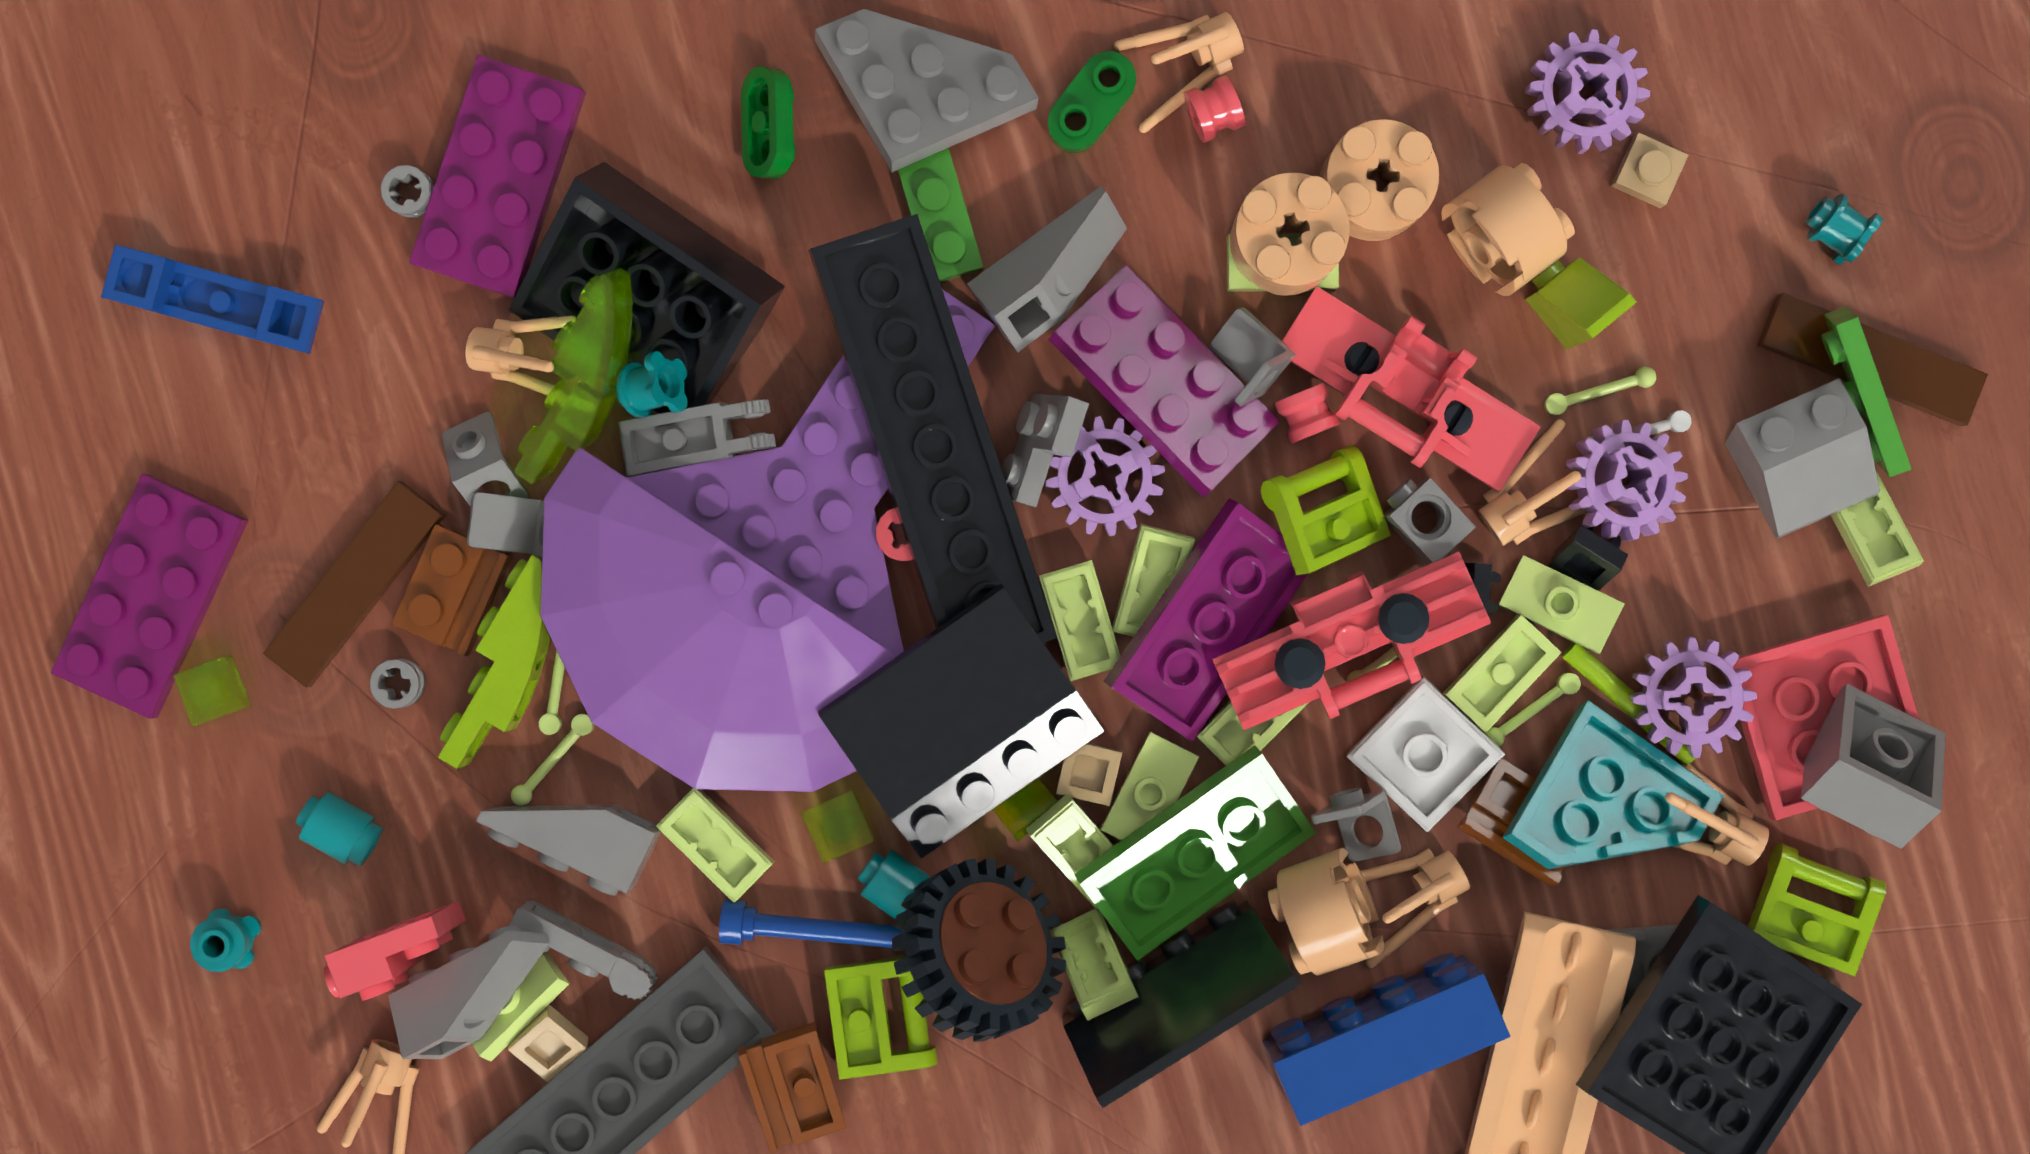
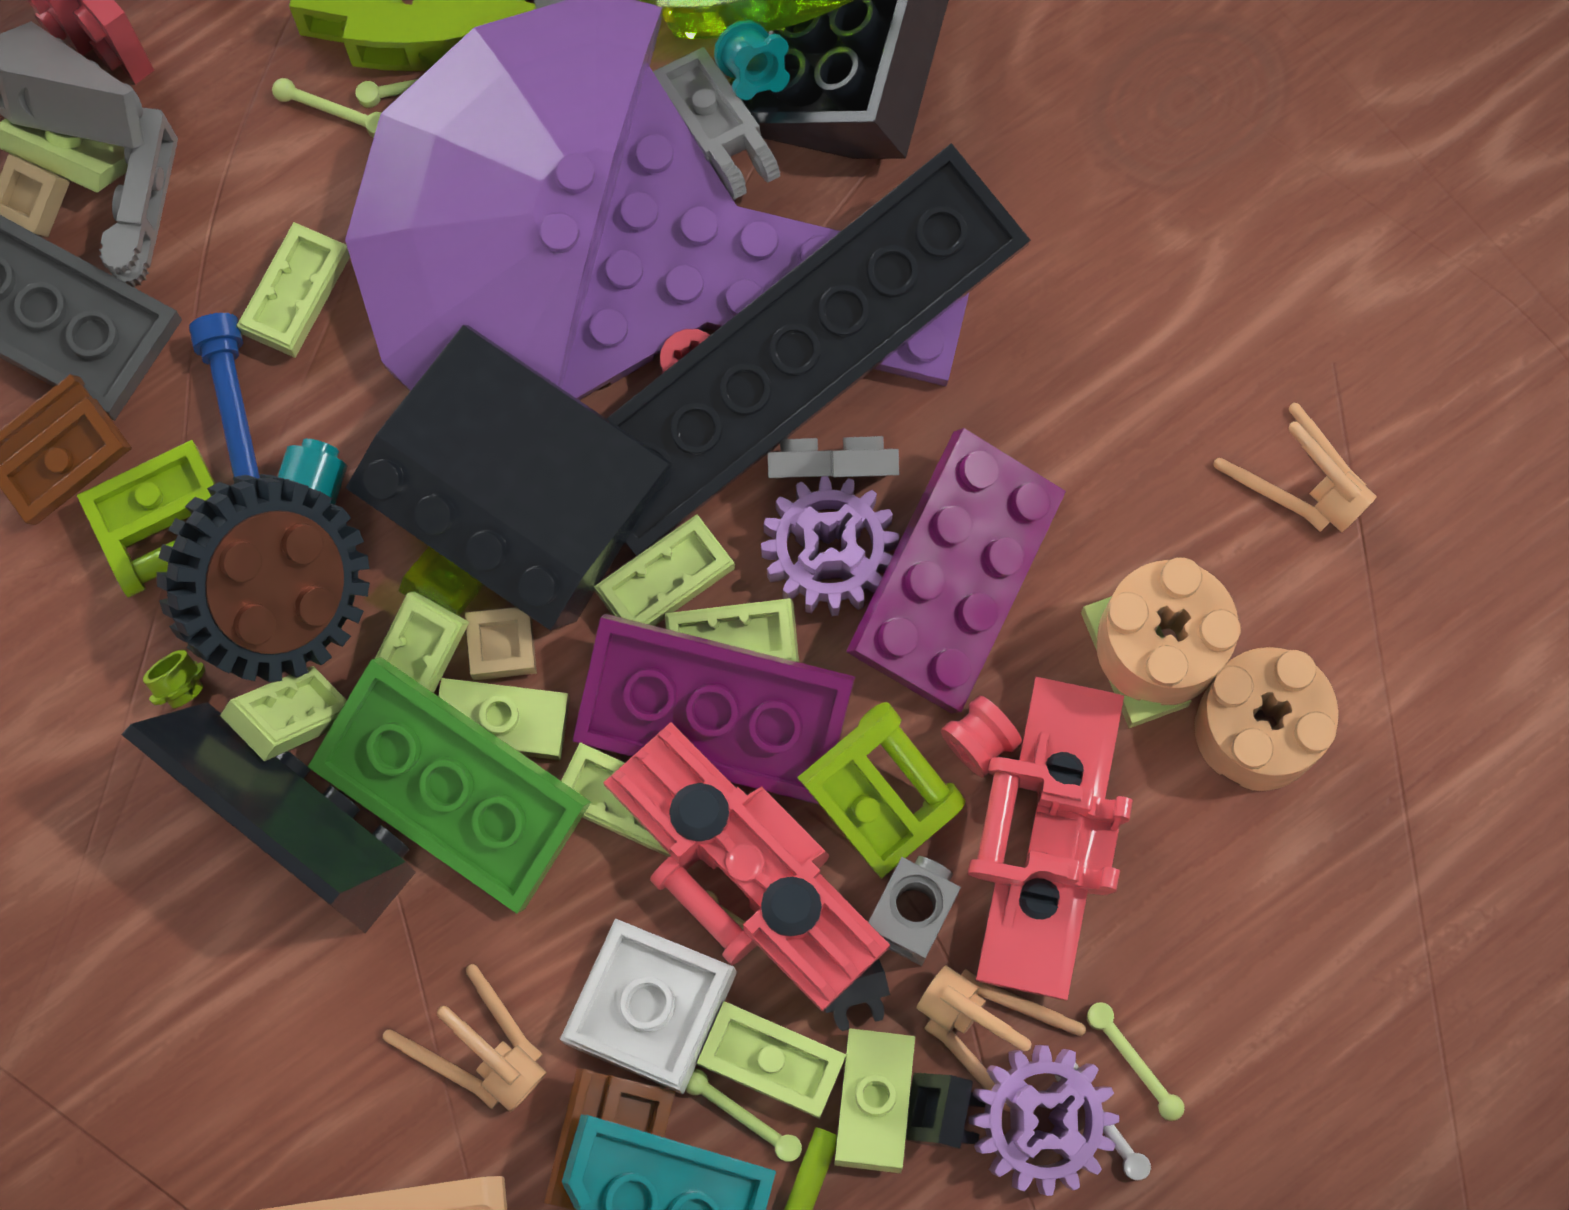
camera: 70 degrees right, 15 degrees down
(592, 838) = (257, 175): light grey slope -> none
(767, 122) = (1080, 82): green plate -> none
(838, 826) = (354, 404): clear neon green plate -> none
(921, 85) = (1168, 221): light grey plate -> none
(936, 197) = (1057, 278): bright green plate -> none
(1025, 1047) = (174, 679): none -> lime plate
(1048, 272) = (1029, 410): light grey slope -> none
(1093, 101) = (1223, 404): green plate -> none
(1214, 108) = (1269, 521): coral wheel -> none
(1251, 353) = (1023, 655): light grey bracket -> none
(1326, 913) = (427, 947): light nougat brick -> none
(1347, 807) = (554, 946): light grey bracket -> none
(1384, 1036) = (301, 1063): blue brick -> none
(1507, 228) = (1272, 873): light nougat brick -> none
(1577, 301) = (1222, 985): lime slope -> none
(1602, 107) = (1486, 928): lavender gear -> none
(1649, 170) = (1404, 1024): tan plate -> none

